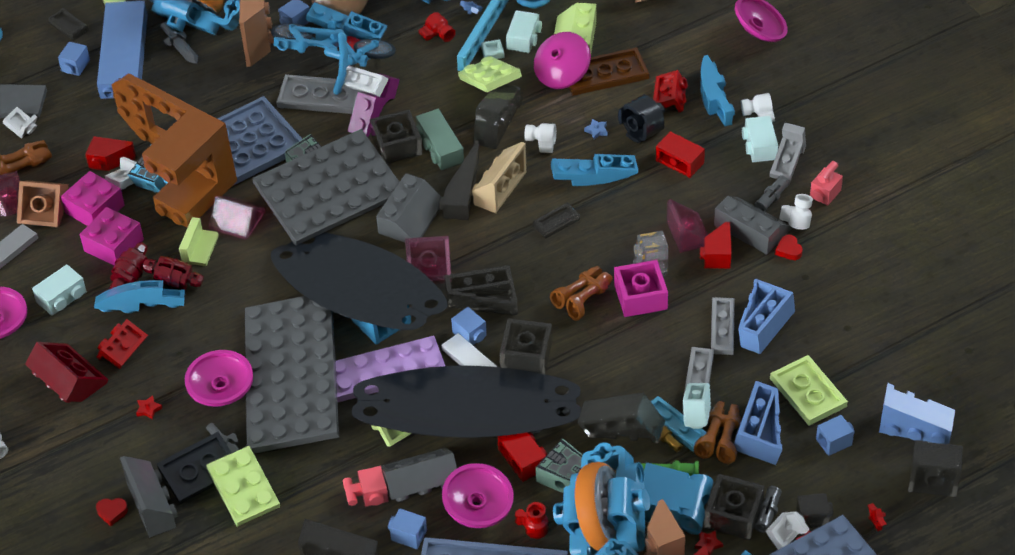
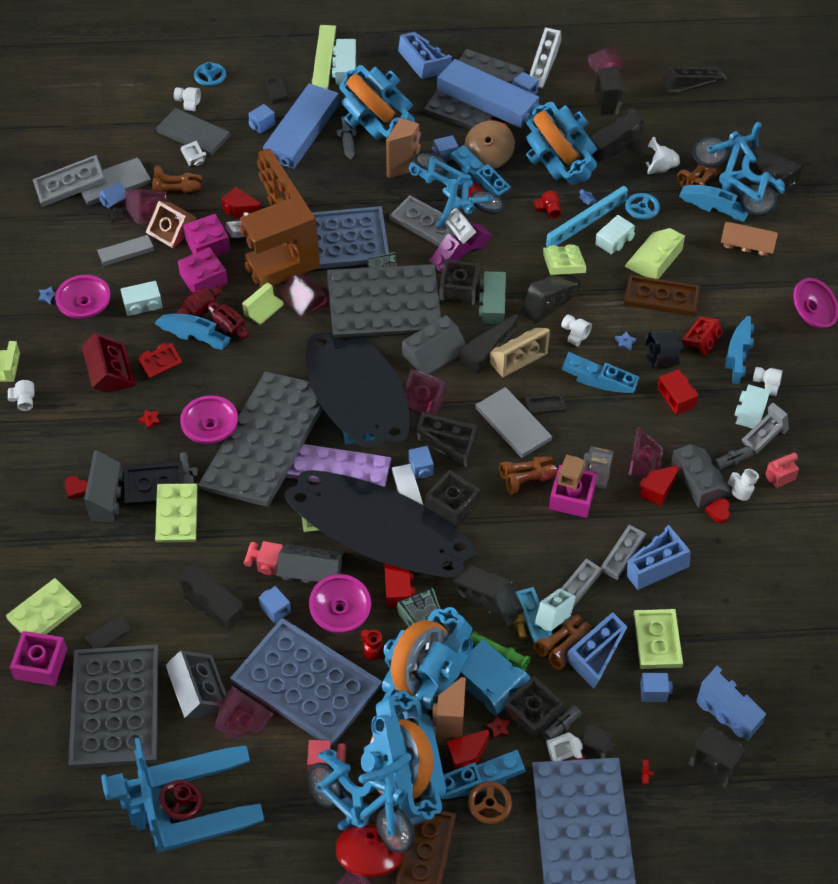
camera: 25 degrees right, 5 degrees up
(493, 49) = (583, 240): light aqua tile -> none
(536, 250) = (513, 422): none -> light grey tile
(567, 66) = (634, 276): dark pink dish -> none
(633, 267) = (571, 471): none -> medium nougat brick

